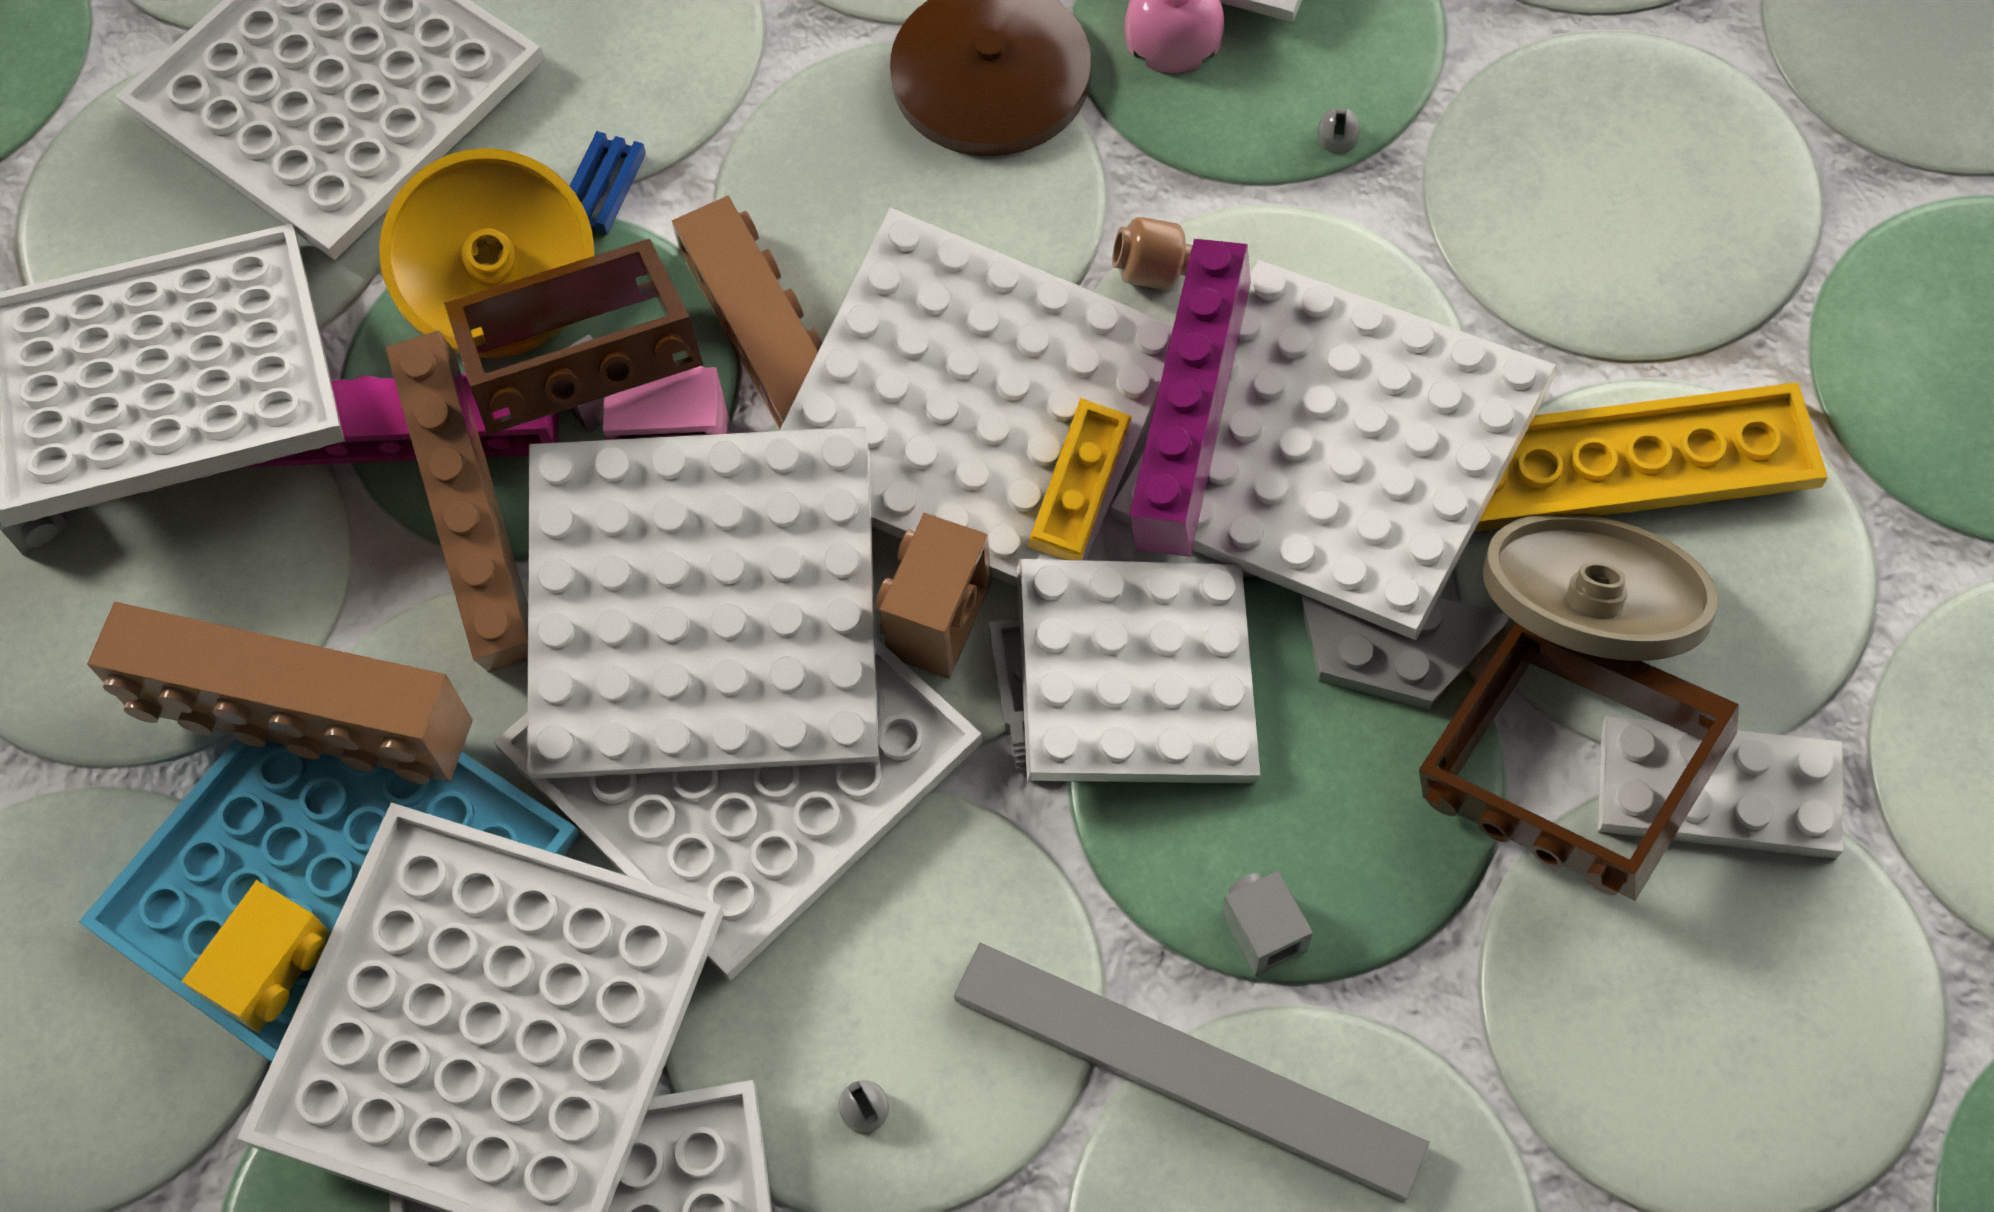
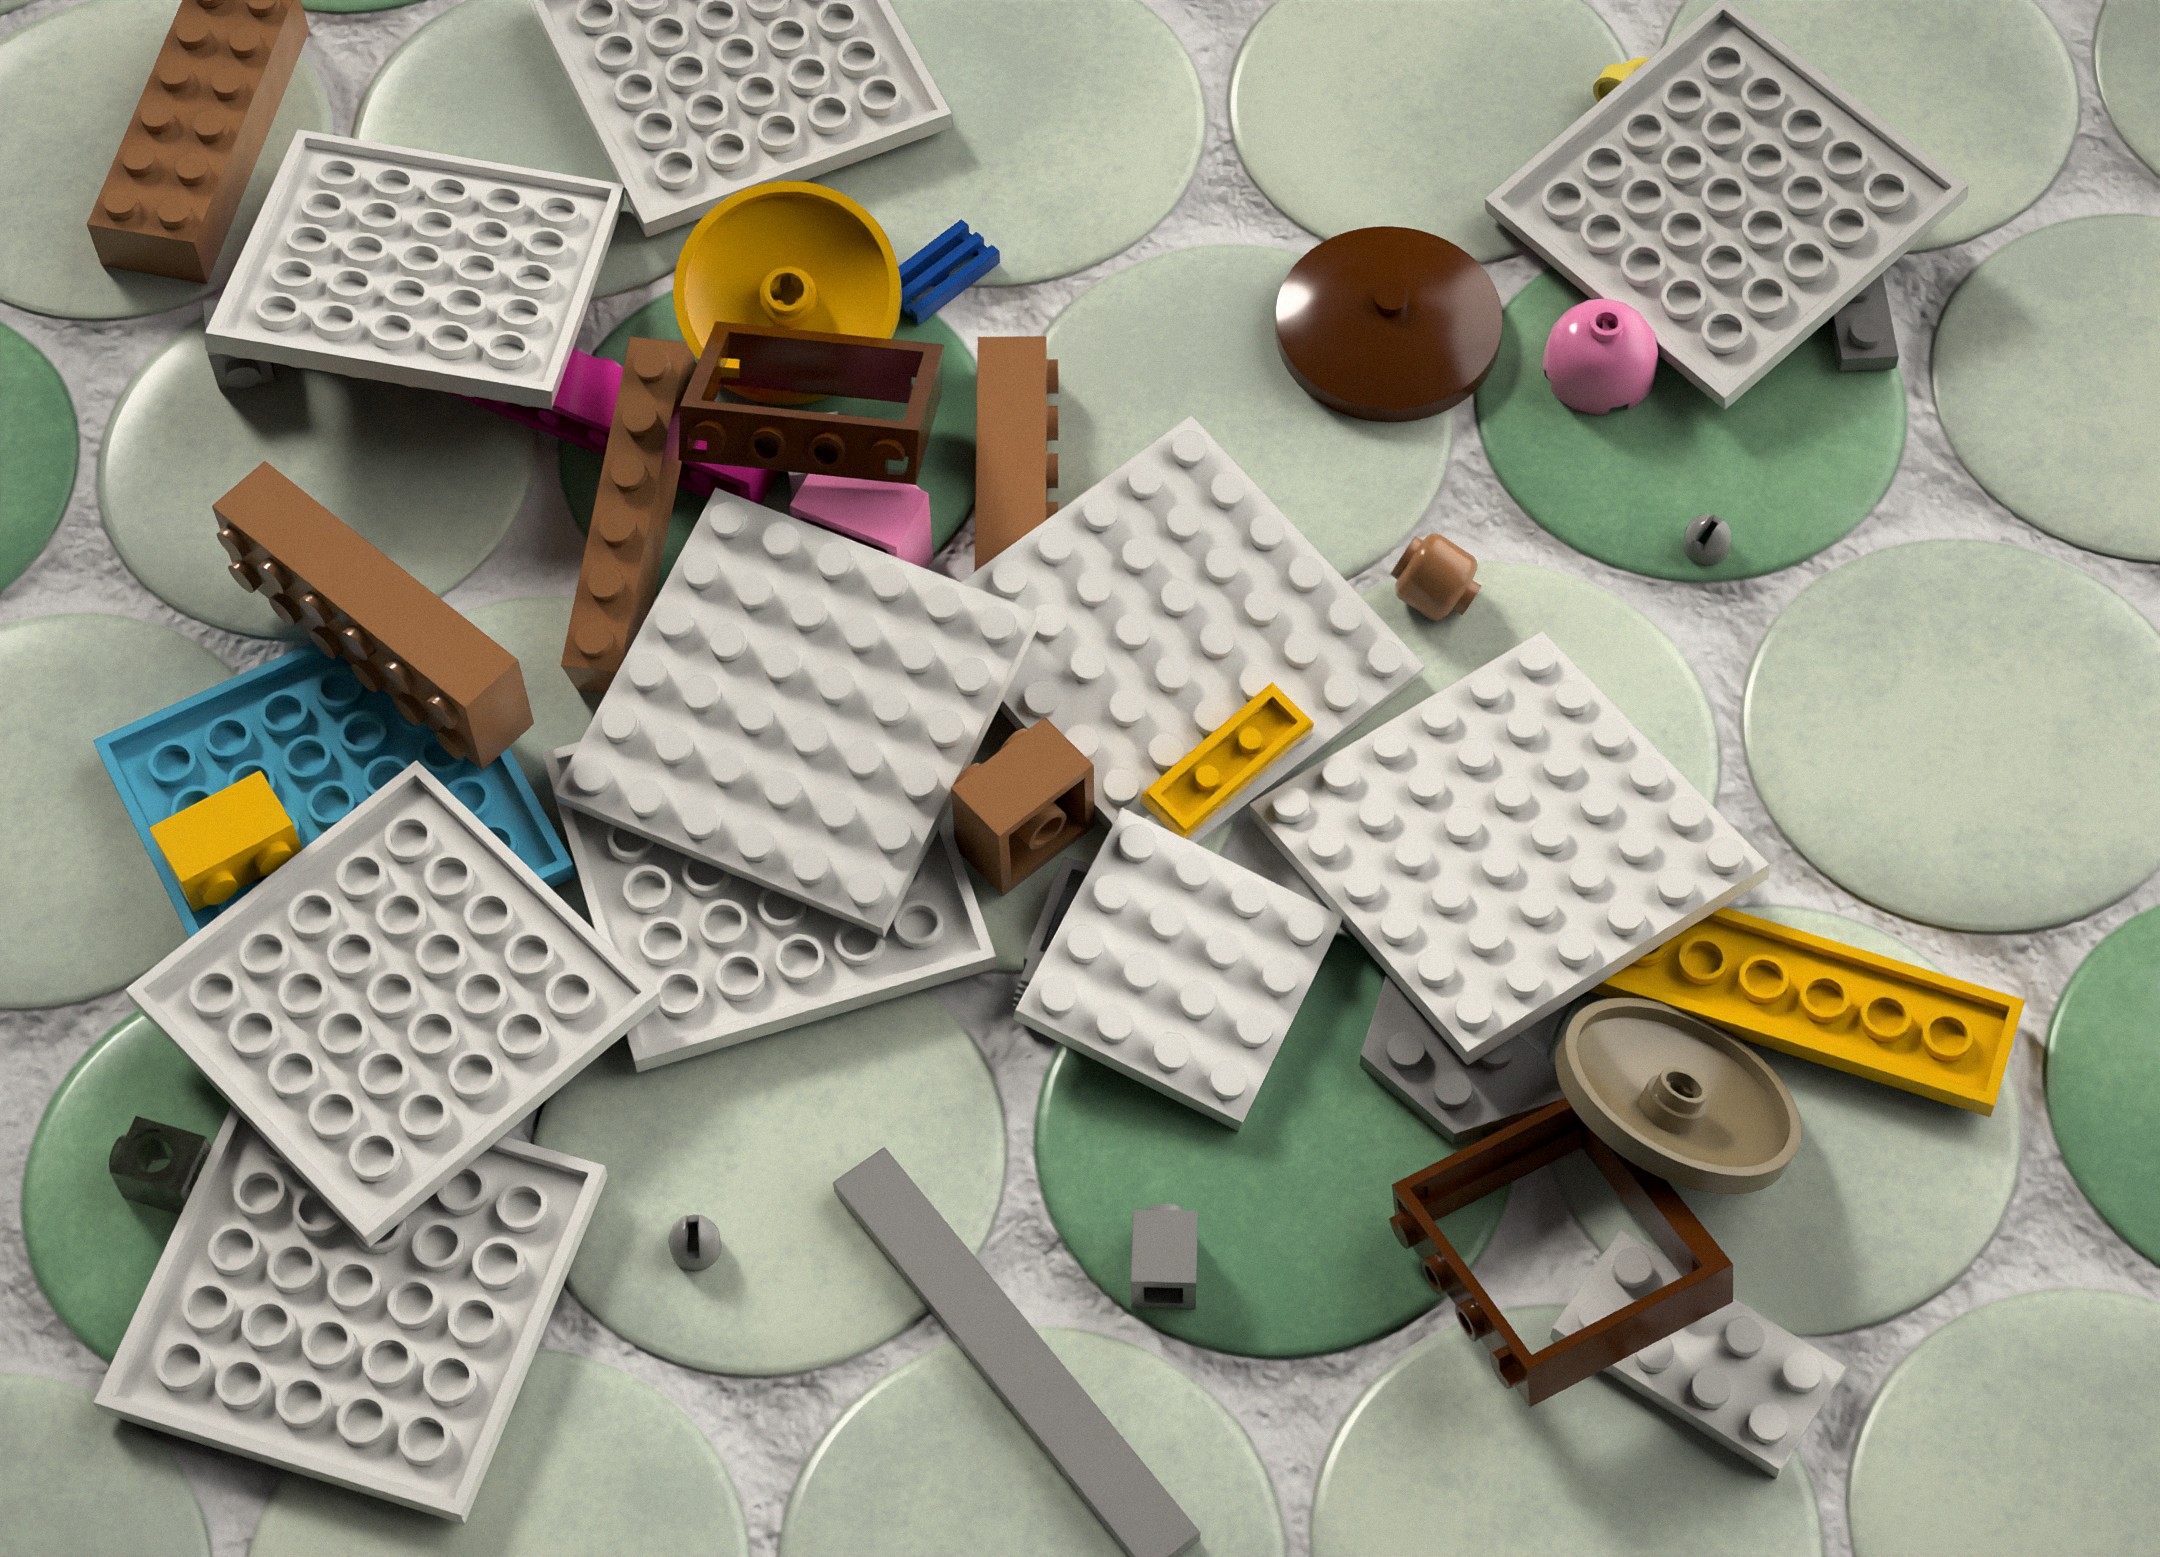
camera: 25 degrees right, 5 degrees down
(1191, 398) = (1379, 729): magenta brick -> none

